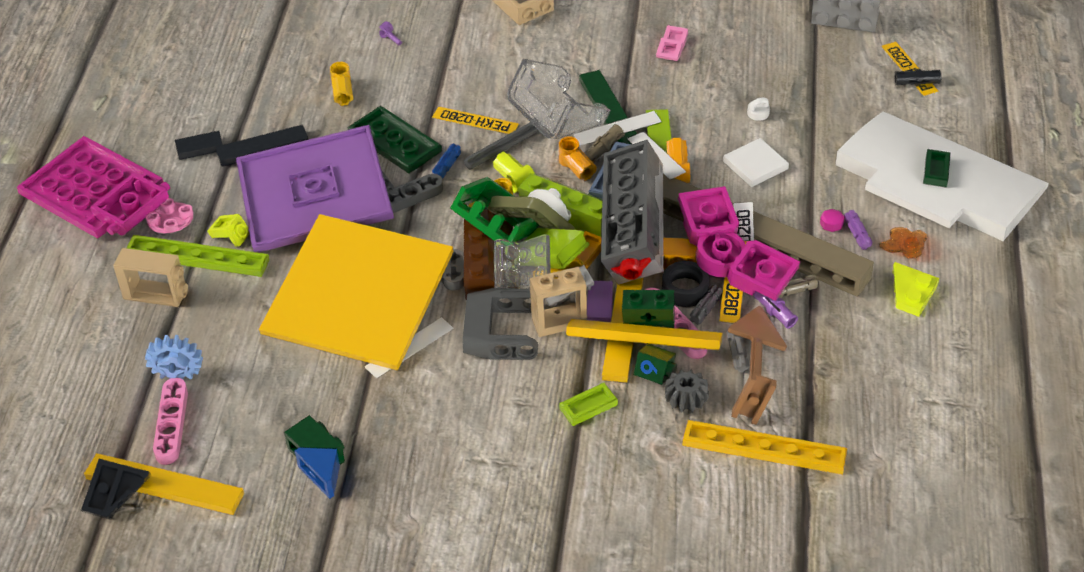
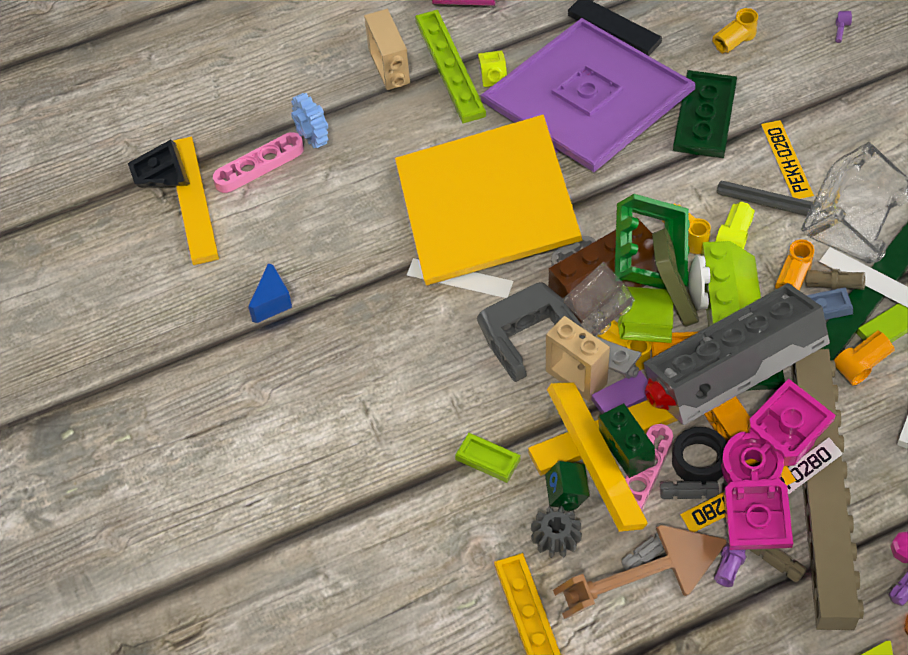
camera: 60 degrees right, 10 degrees up
(170, 217) = (476, 19): bright pink dish -> none
(312, 434) = (296, 269): dark green slope -> none
(425, 186) = (633, 152): dark grey beam -> none
(447, 160) = (708, 169): blue axle -> none
(670, 167) = (853, 333): white sticker -> none

